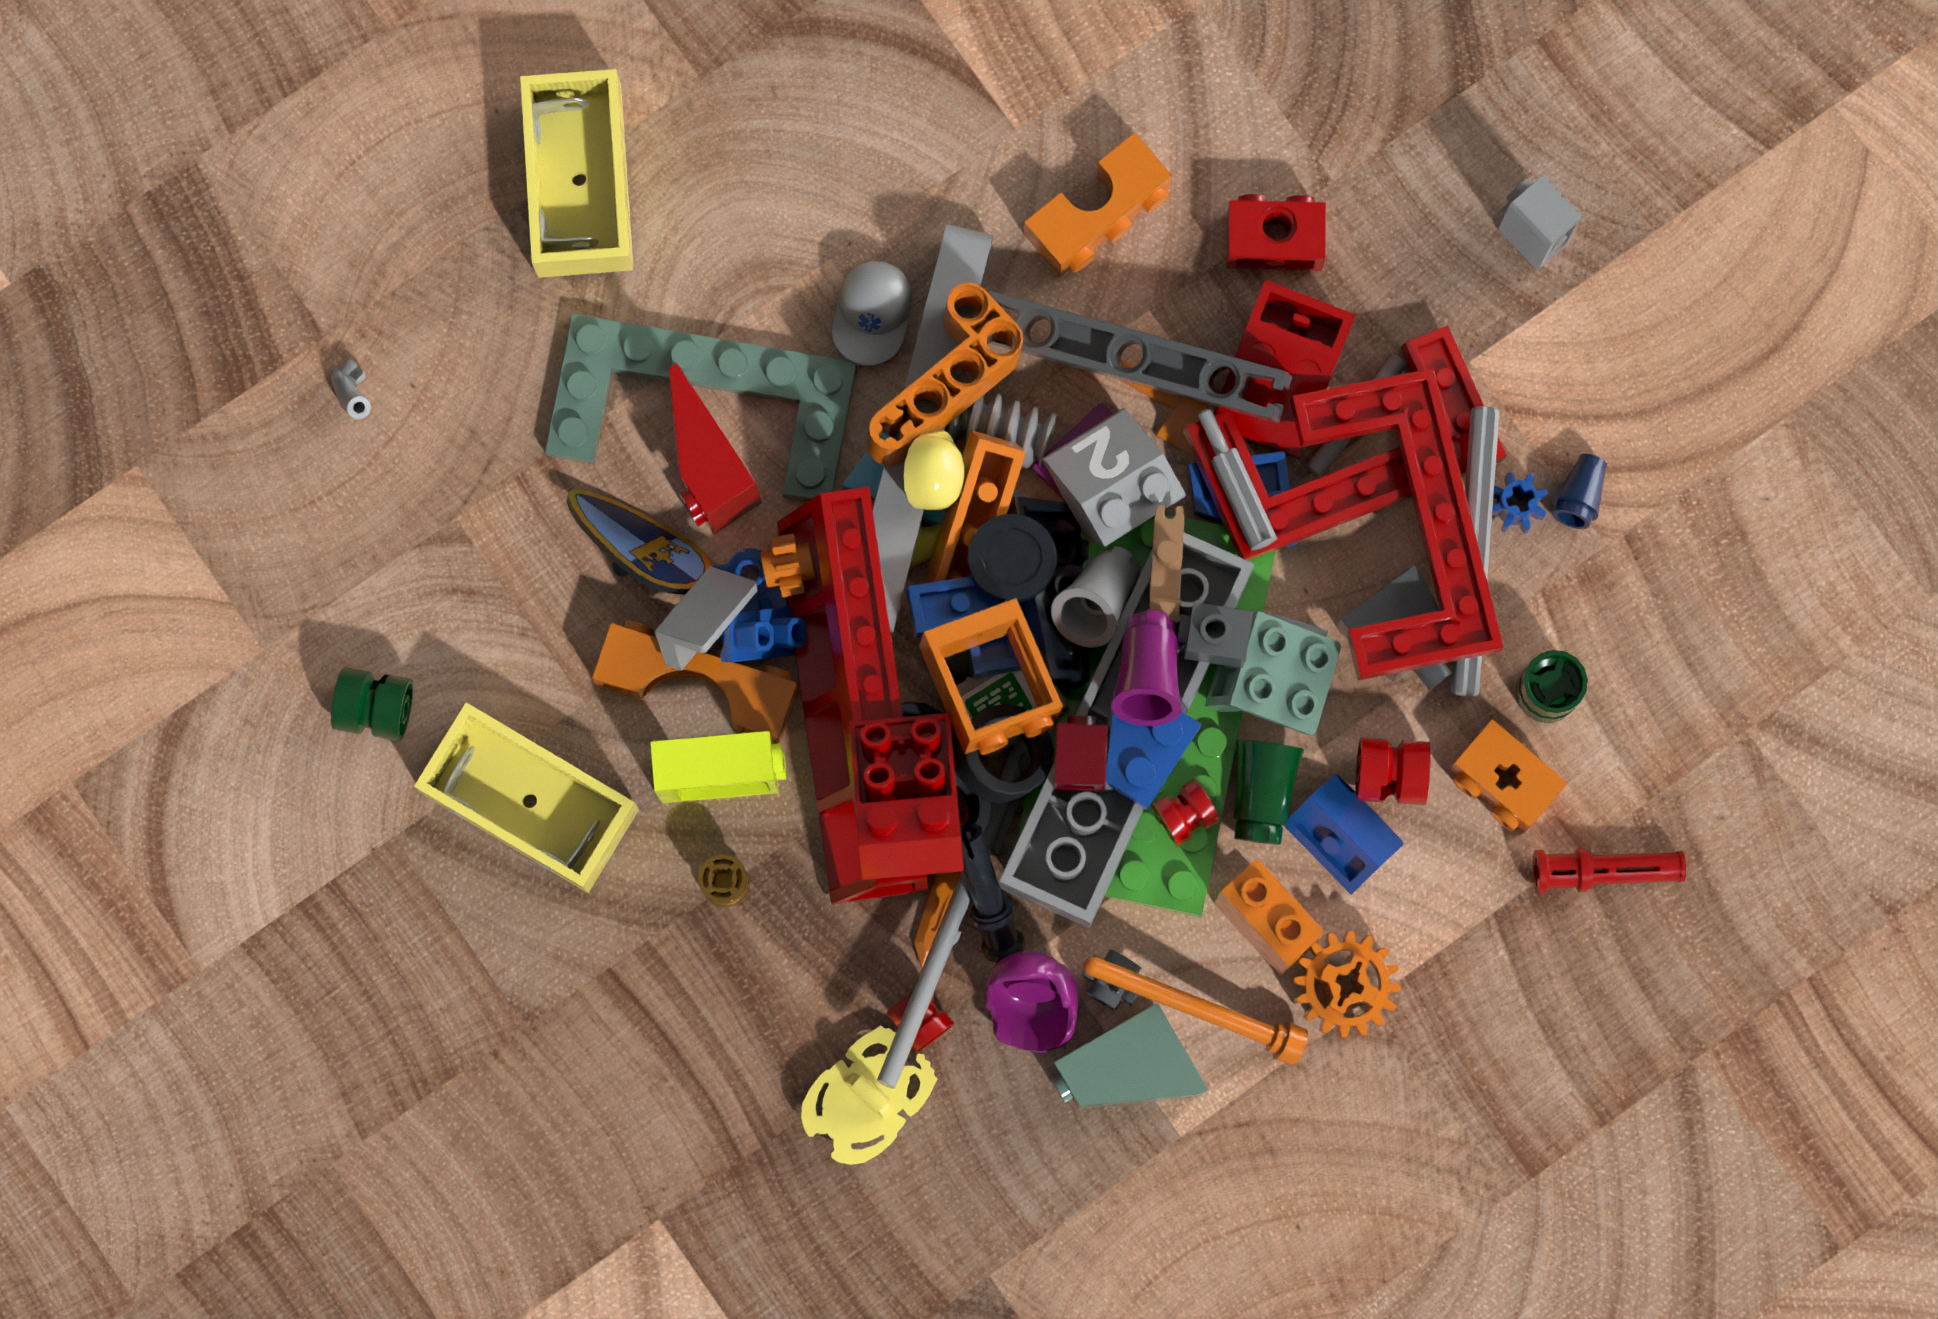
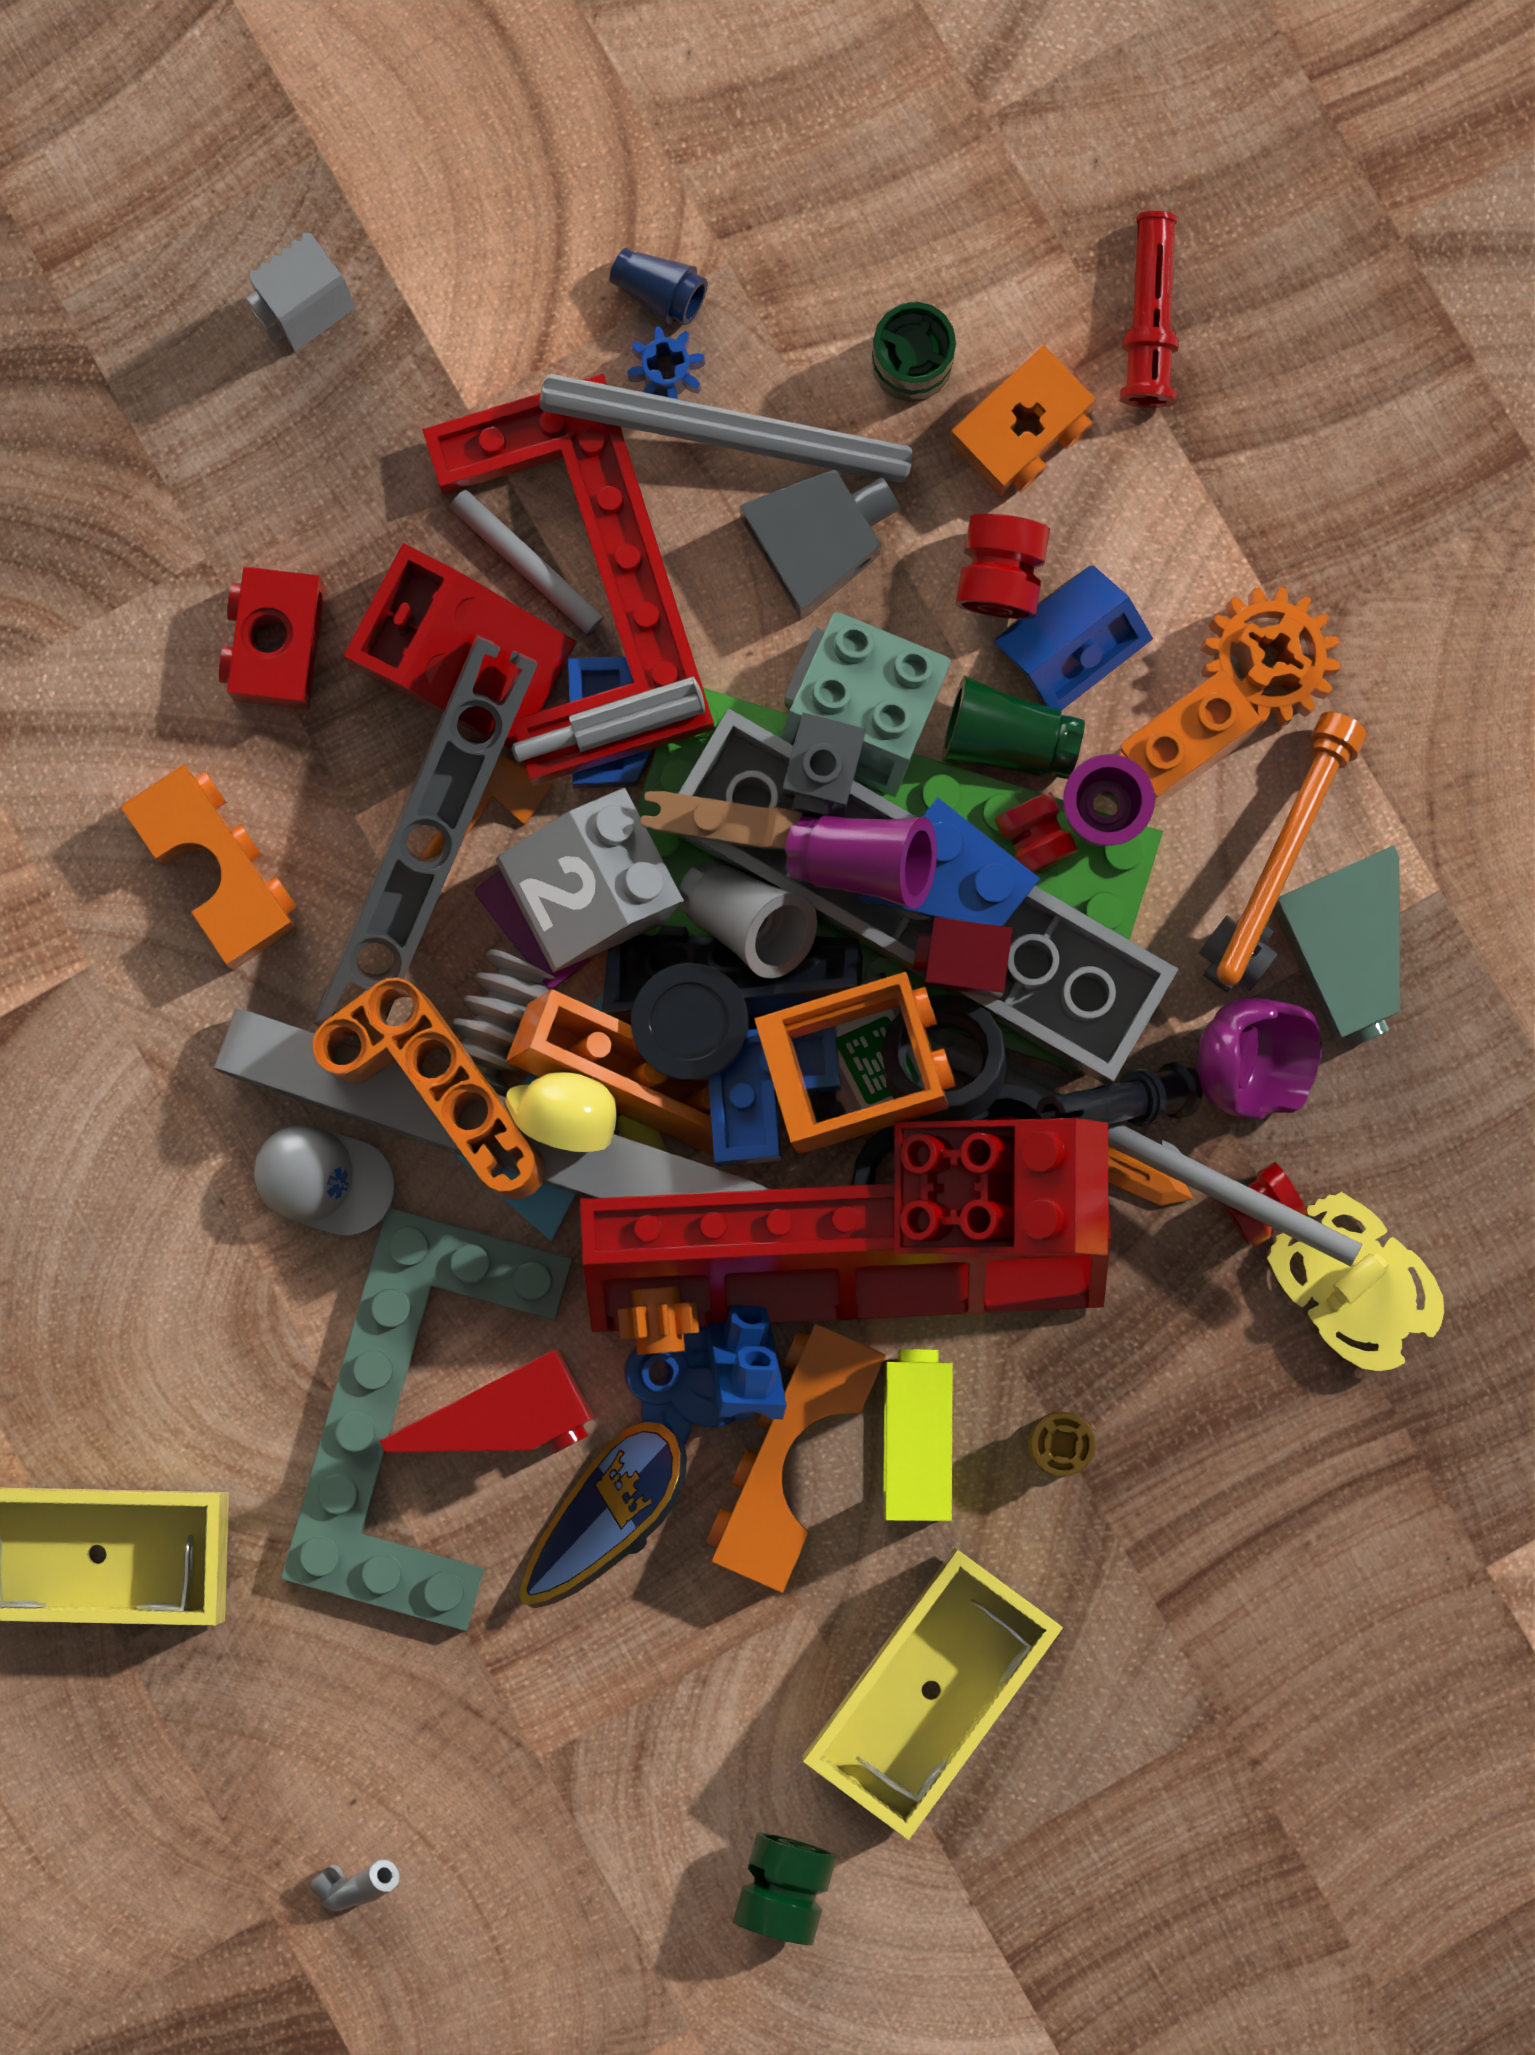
camera: 85 degrees left, 5 degrees up
(702, 615) = (720, 1435): light grey panel -> none
(1218, 836) = (1122, 783): none -> magenta plant
(1466, 616) = (814, 444): red plate -> none

